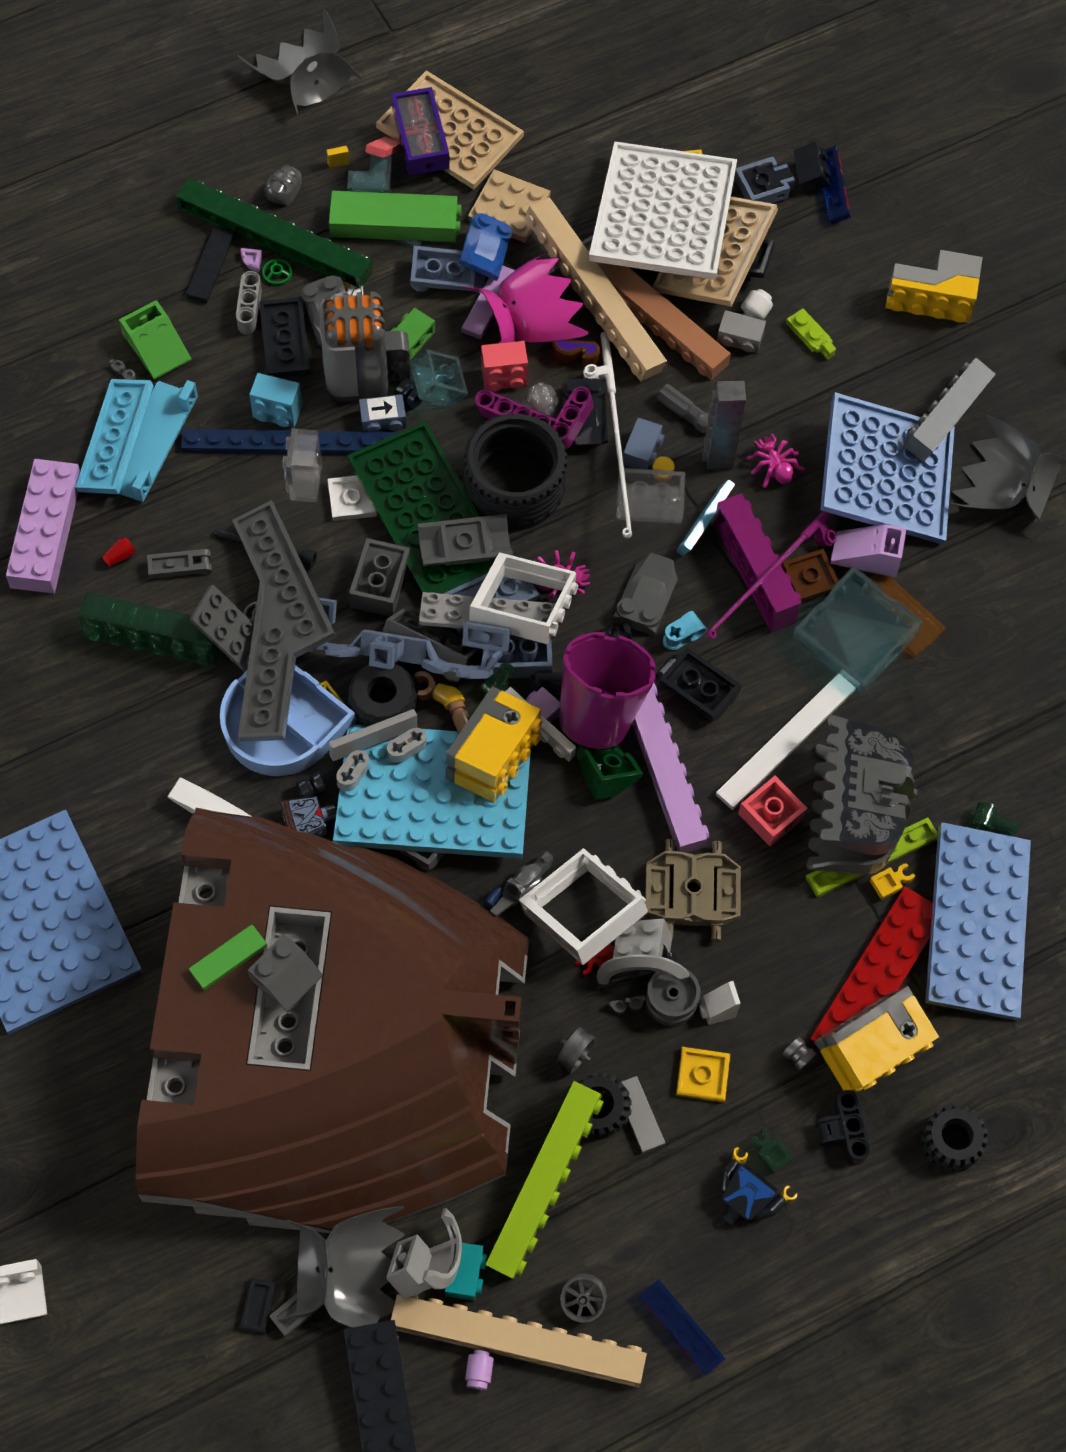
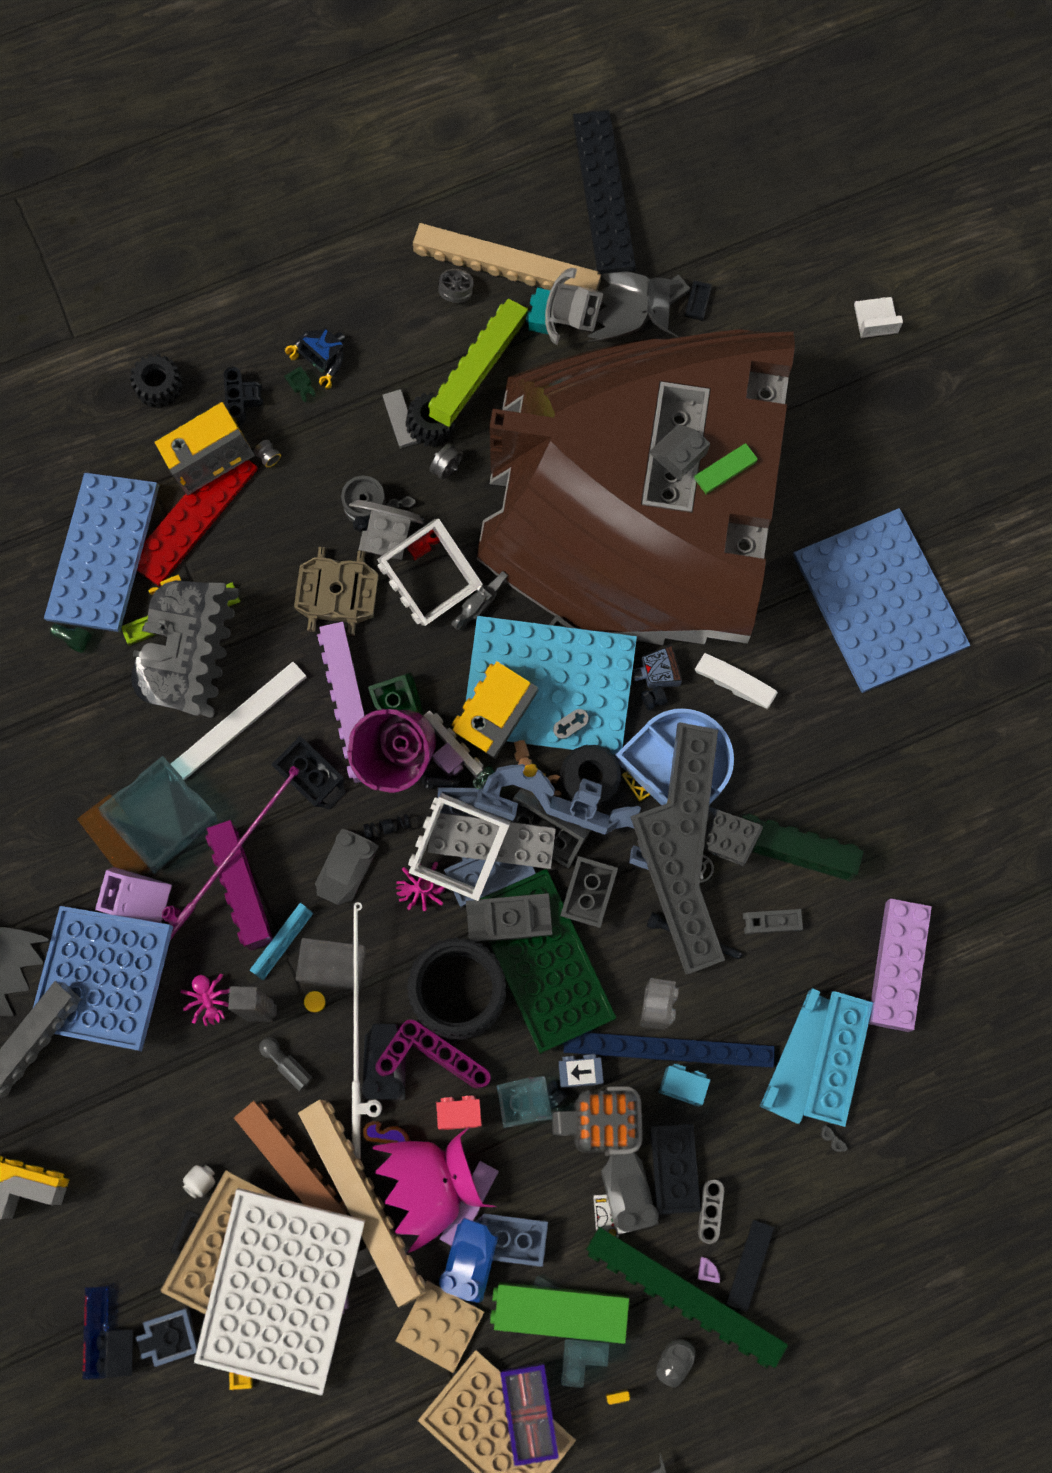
camera: 175 degrees left, 10 degrees up
(119, 552) = (827, 937): red cone -> none
(154, 339) = (803, 1167): bright green slope -> none
(277, 274) = (677, 1253): green piece -> none
(349, 499) = (617, 983): white tile -> none
(349, 768) = (622, 702): light grey beam -> none
(372, 735) = (597, 733): light grey tile -> none
(383, 147) = (568, 1397): coral tile -> none
(419, 329) = (549, 1164): bright green brick -> none
(479, 1370) = (537, 243): lavender brick -> none
(494, 897) = (505, 590): dark blue plate -> none
(542, 398) = (424, 1081): clear head -> none
(643, 444) = (331, 1021): sand blue brick -> none
(682, 1327) = (384, 265): clear blue plate -> none
(683, 631) = (313, 828): medium azure piece -> none
(703, 1074) = (346, 446): yellow tile -> none
(720, 1004) = (326, 491): white slope -> none
(741, 331) = (219, 1150): light grey brick -> none
(772, 811) = (260, 650): coral brick -> none
(811, 333) = (149, 1149): lime hinge -> none
(811, 574) = (190, 876): reddish brown plate -> none

